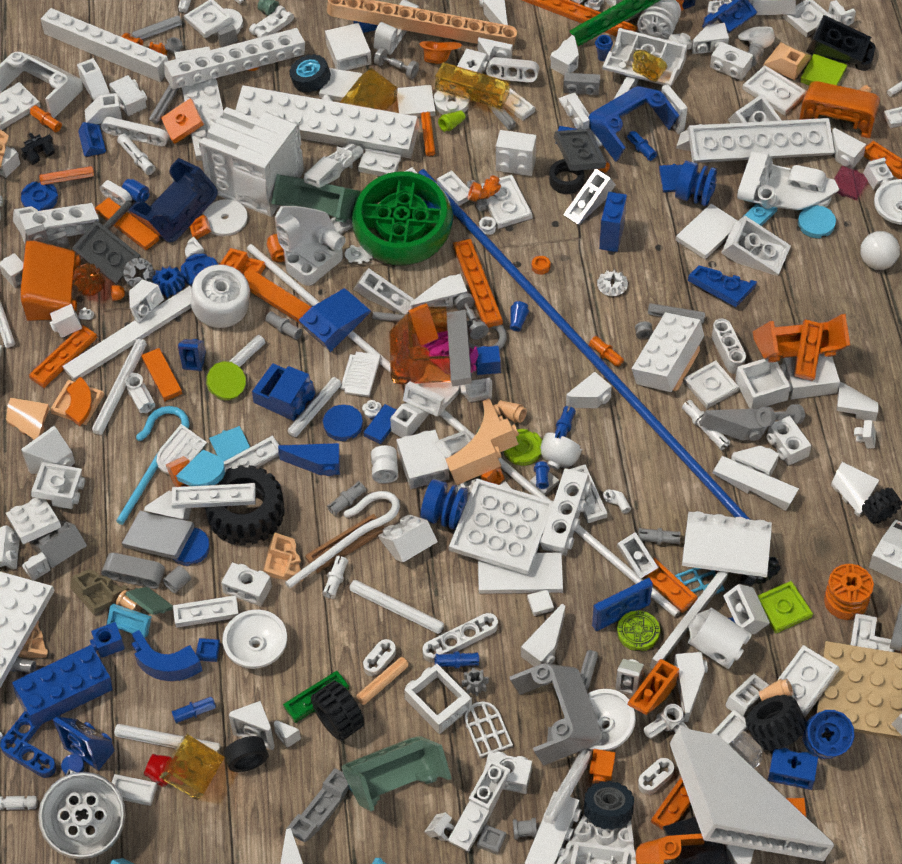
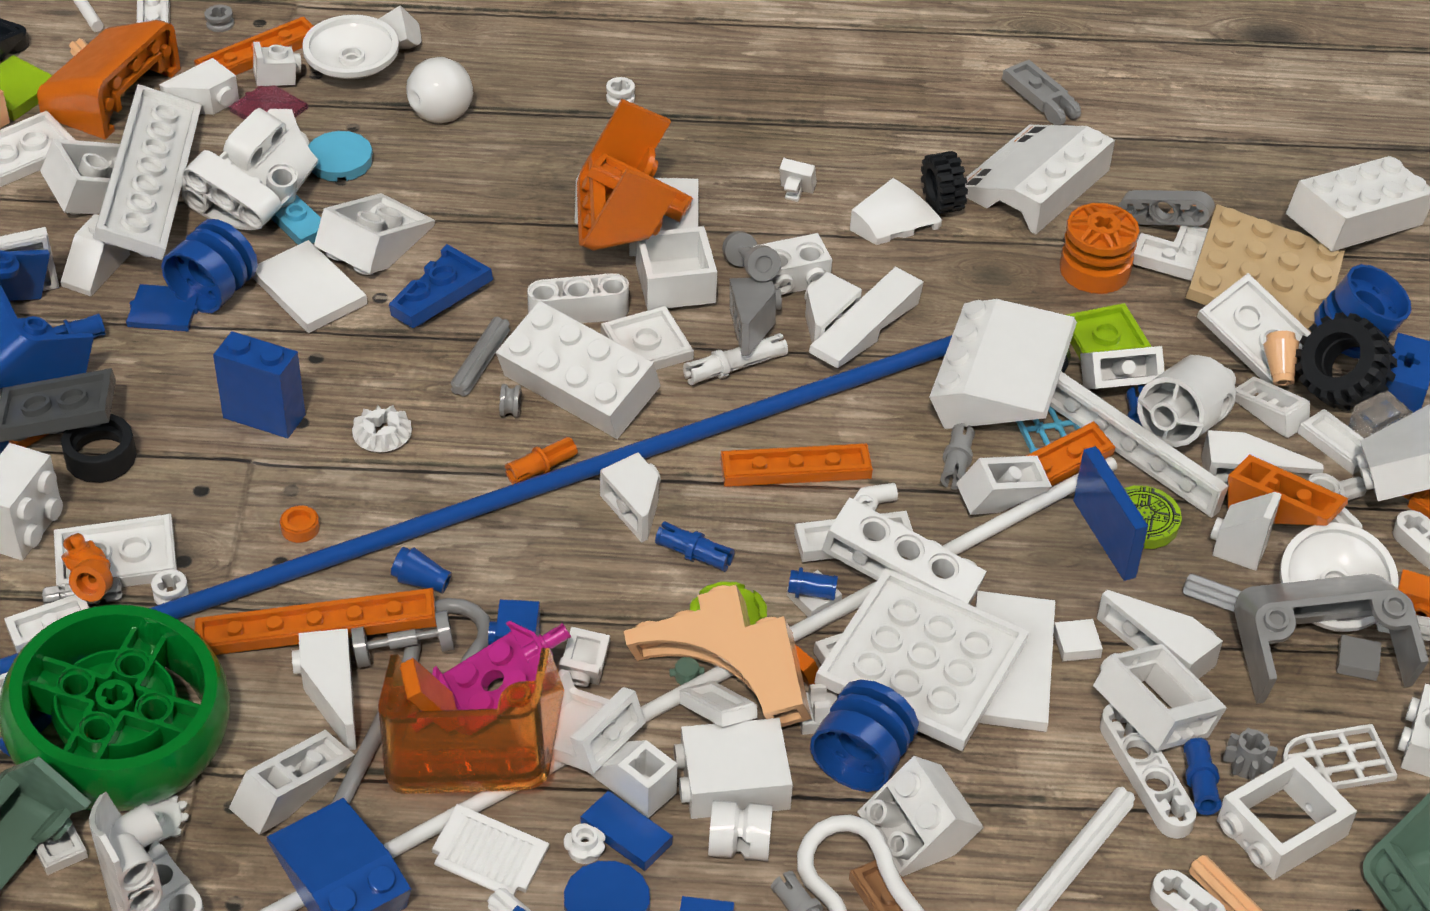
camera: 85 degrees left, 10 degrees down
(459, 348) = (514, 643): light grey tile -> none
(484, 648) = (1192, 704): none -> white window
(512, 411) = (649, 606): light nougat cone -> none
(559, 451) = (765, 552): white cylinder -> none
(590, 197) = (169, 419): white slope -> none
(636, 464) = (796, 465): none -> orange tile
(857, 403) = (732, 180): white slope -> none

